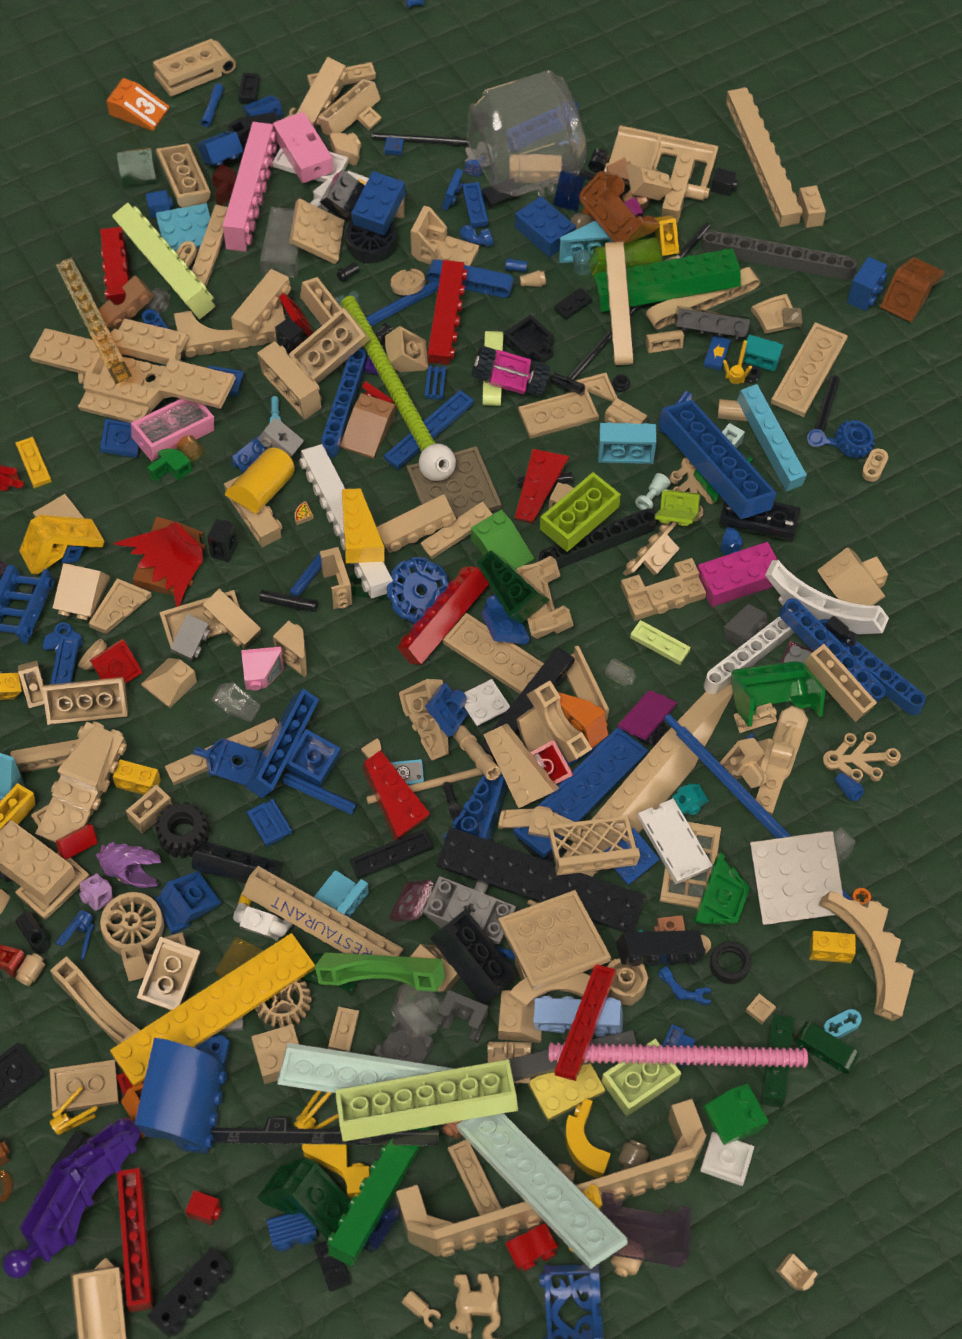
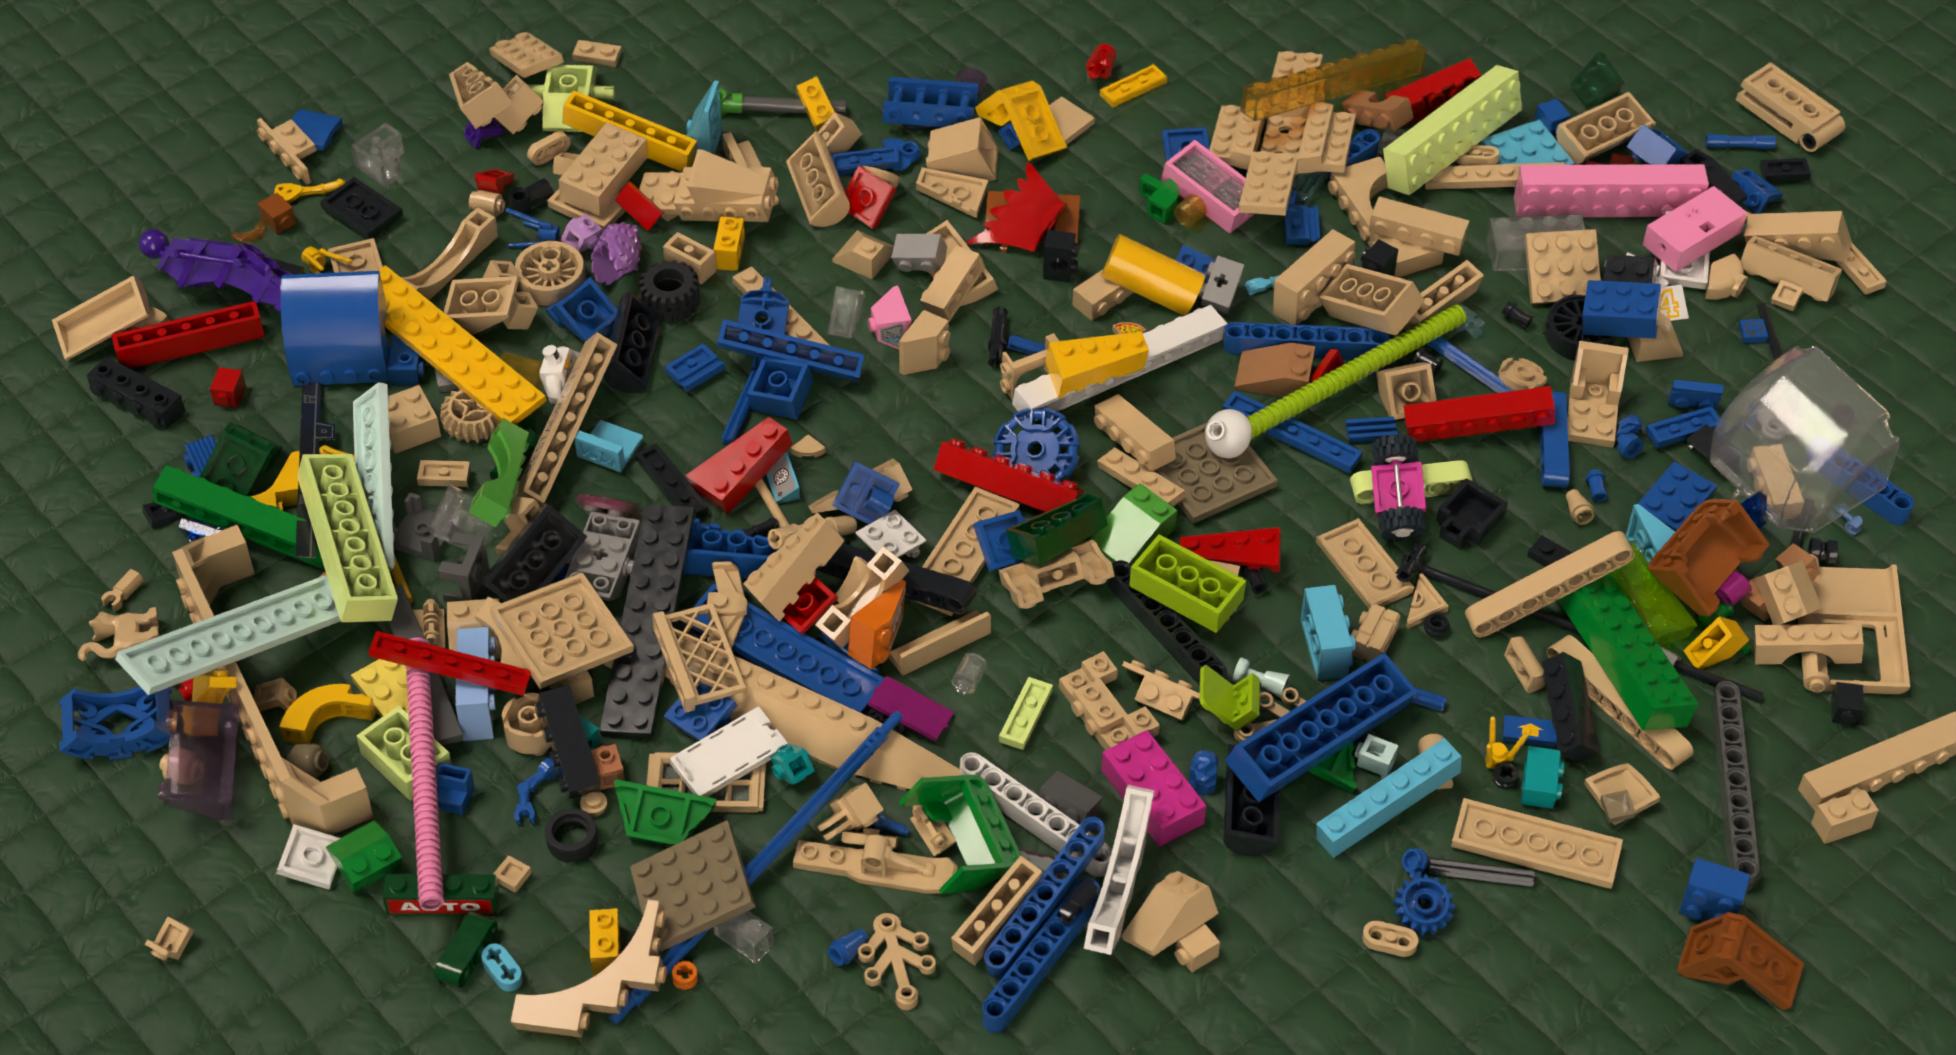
camera: 80 degrees right, 10 degrees down
(136, 105) = (1704, 70): orange slope -> none
(296, 314) = (1420, 264): red plate -> none

